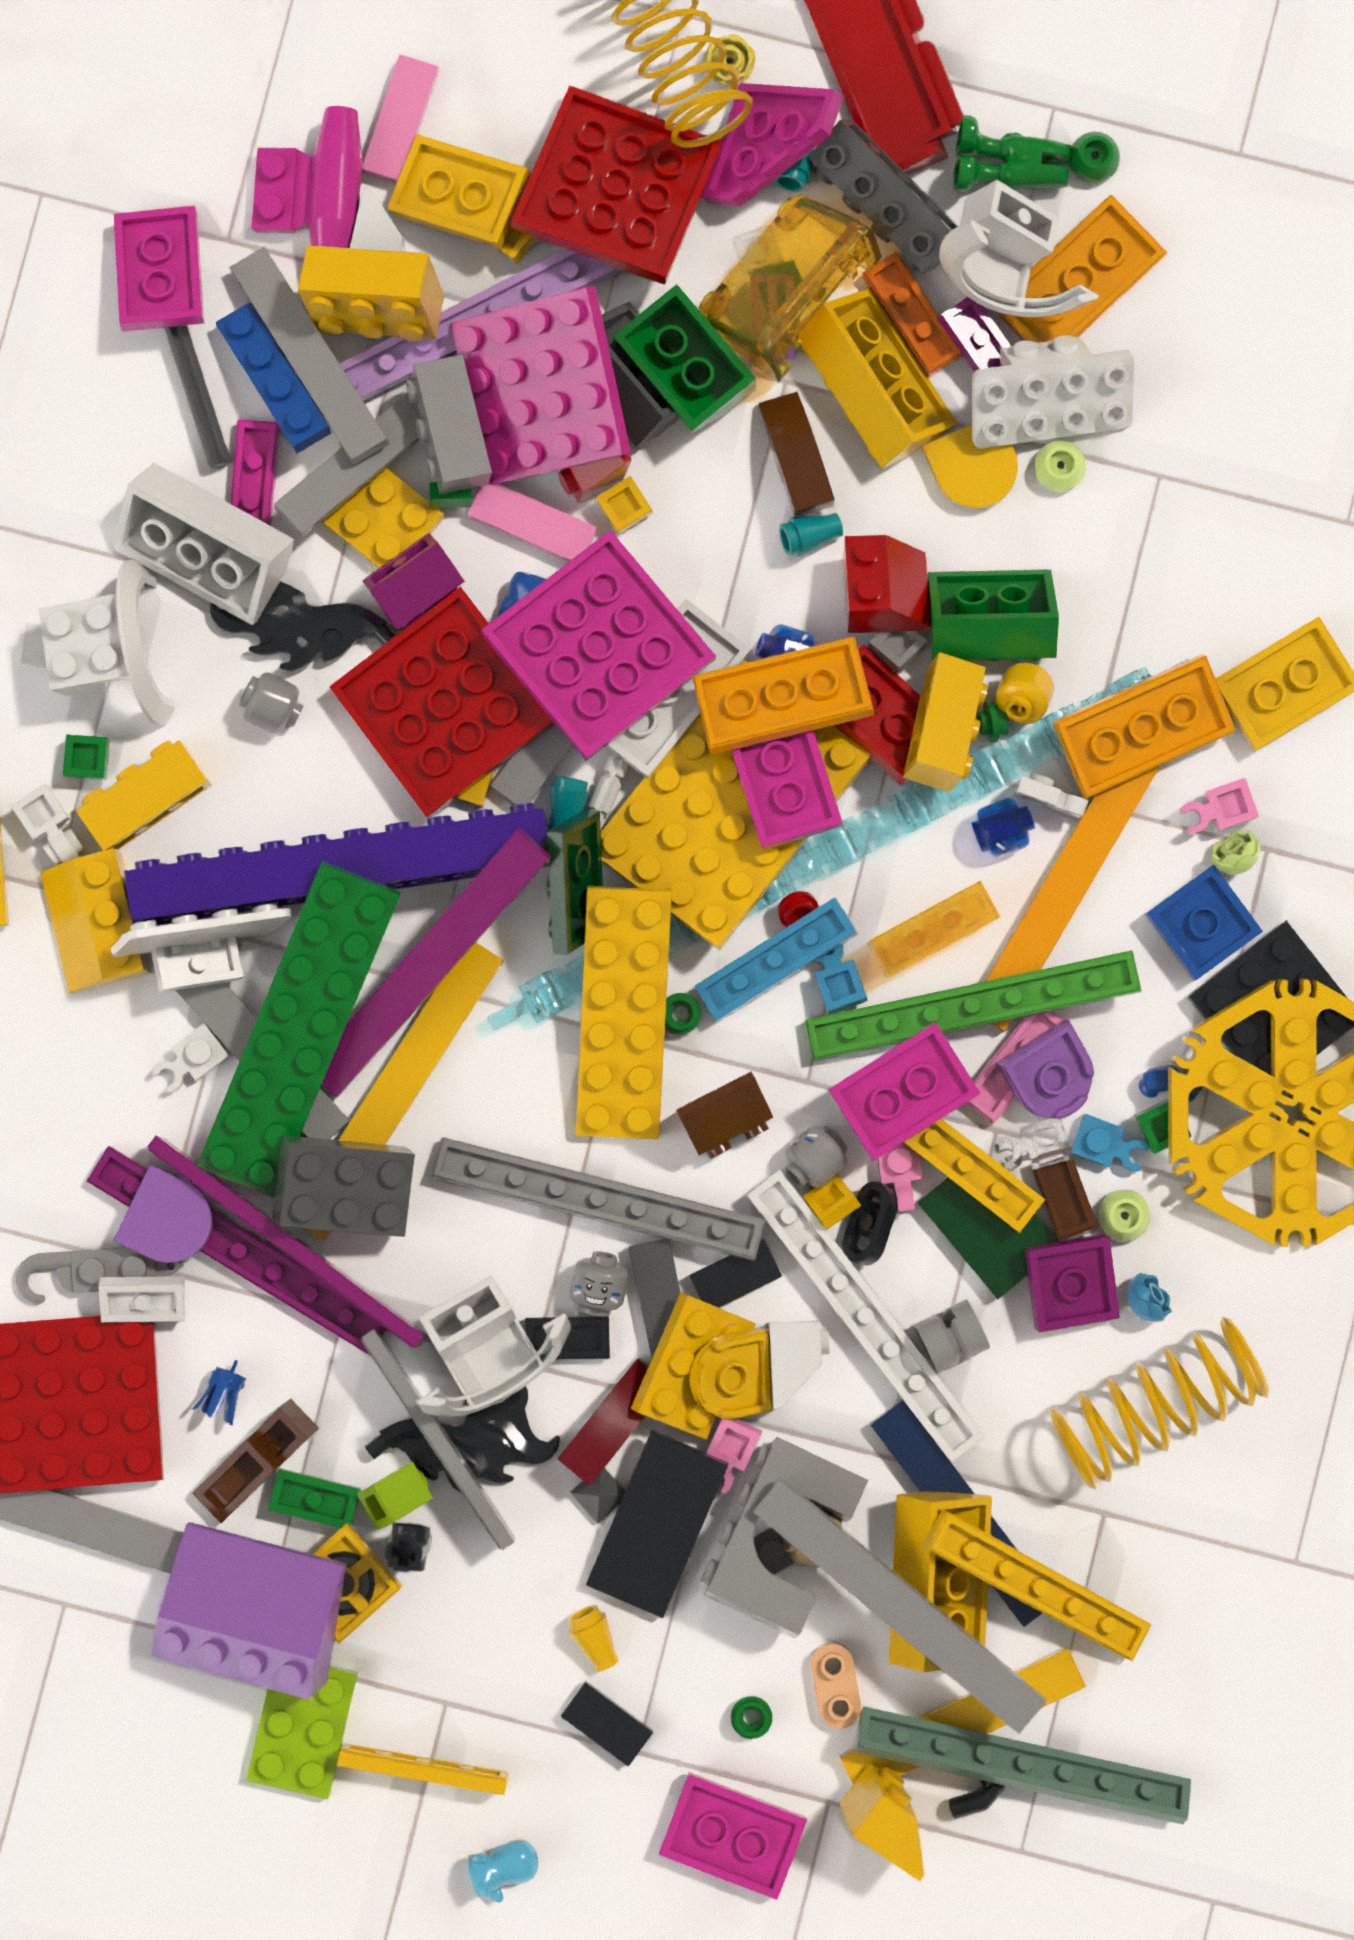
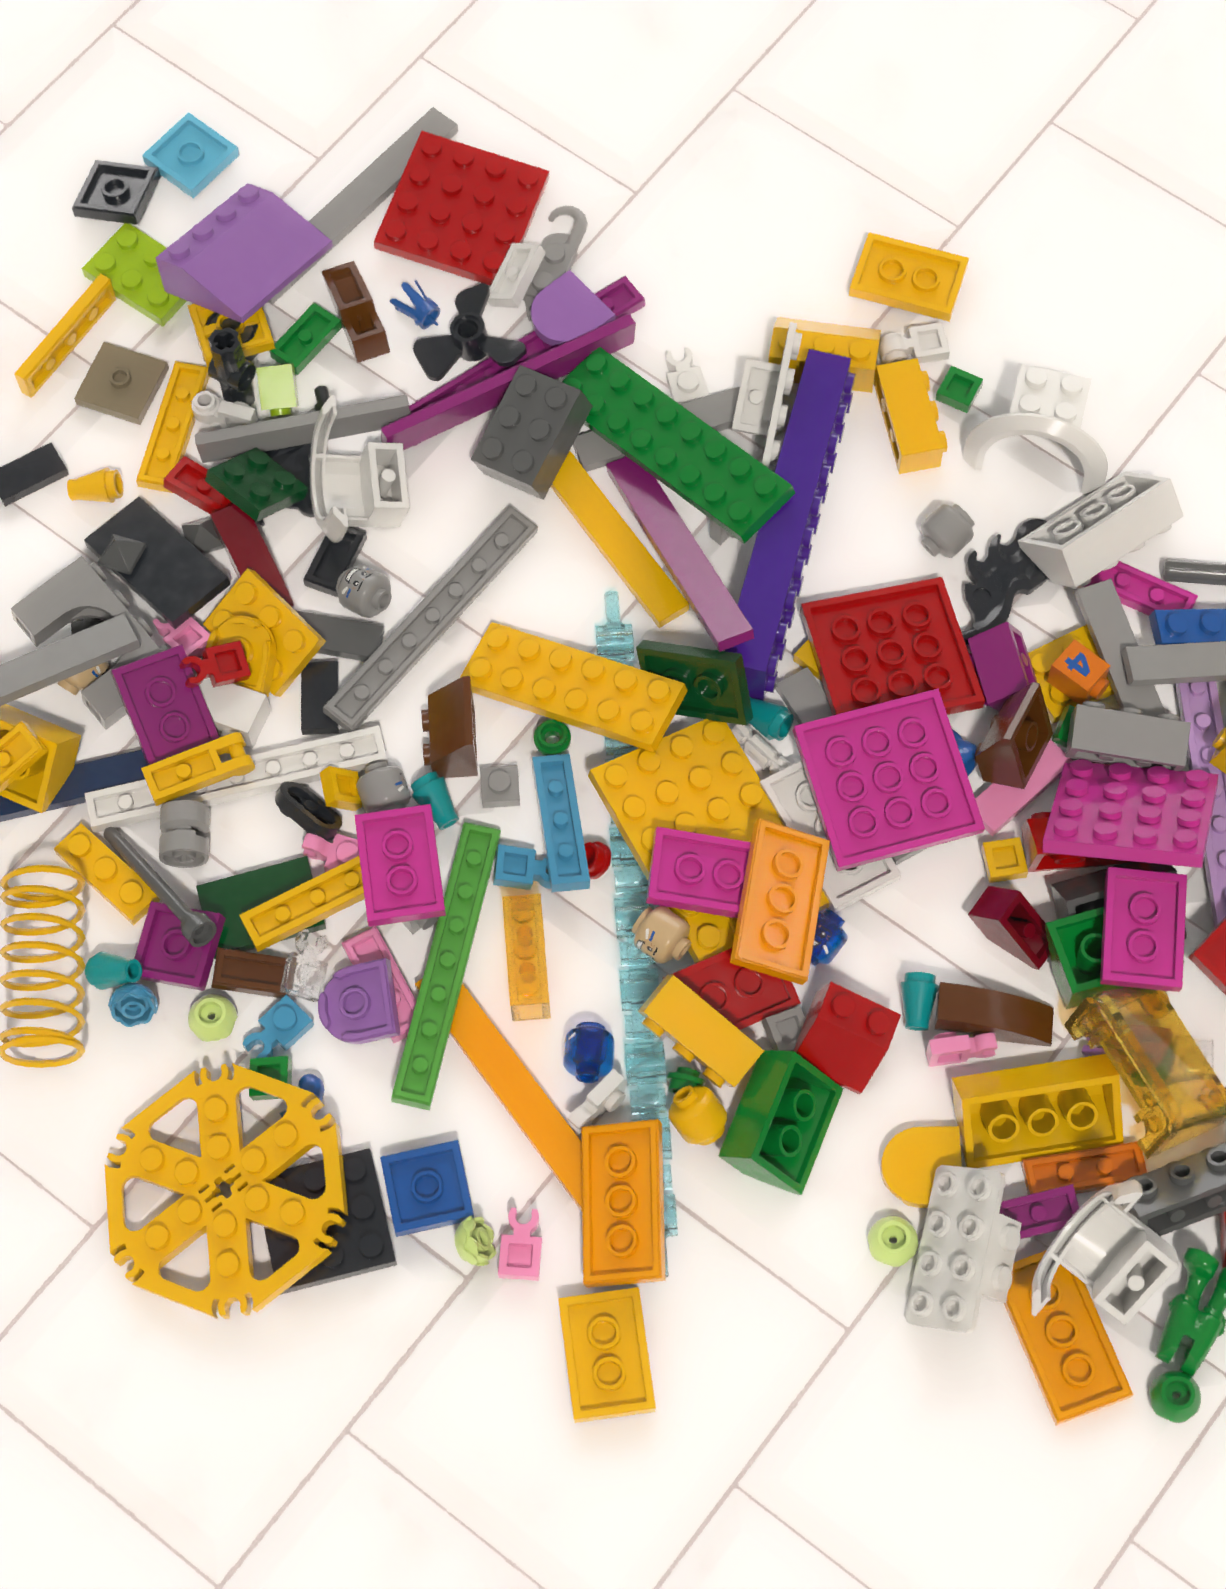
camera: 115 degrees right, 20 degrees down
(126, 1751) = (191, 155): none -> medium azure plate
(211, 1811) = (116, 192): none -> plate
(274, 1339) = (467, 339): none -> black piece
(395, 498) = (1079, 673): none -> orange brick
(446, 1525) = (209, 410): none -> white plate
(452, 1678) = (121, 383): none -> dark tan plate
(481, 1593) = (172, 425): none -> yellow tile
(496, 539) = (1015, 739): none -> reddish brown slope
(529, 1455) = (256, 484): none -> dark green plate
(548, 1518) = (189, 483): none -> red plate
(667, 1563) = (121, 554): none -> dark grey slope
(668, 329) = (1143, 929): none -> dark pink plate
(693, 471) = (1012, 925): none -> dark red slope
(755, 1043) = (500, 786): none -> light grey plate
(762, 1382) = (221, 664): none -> red plate
(800, 1102) = (434, 791): none -> teal cone
(831, 1418) = (161, 707): none -> magenta plate
(847, 480) = (951, 1049): none -> bright pink plate
(863, 800) = (661, 934): none -> tan head
(882, 1354) = (197, 768): none -> yellow plate
(1020, 1399) = (106, 873): none -> yellow plate
(1056, 1265) = (195, 926): none -> dark grey piece
(1126, 1335) = (110, 970): none -> teal cone

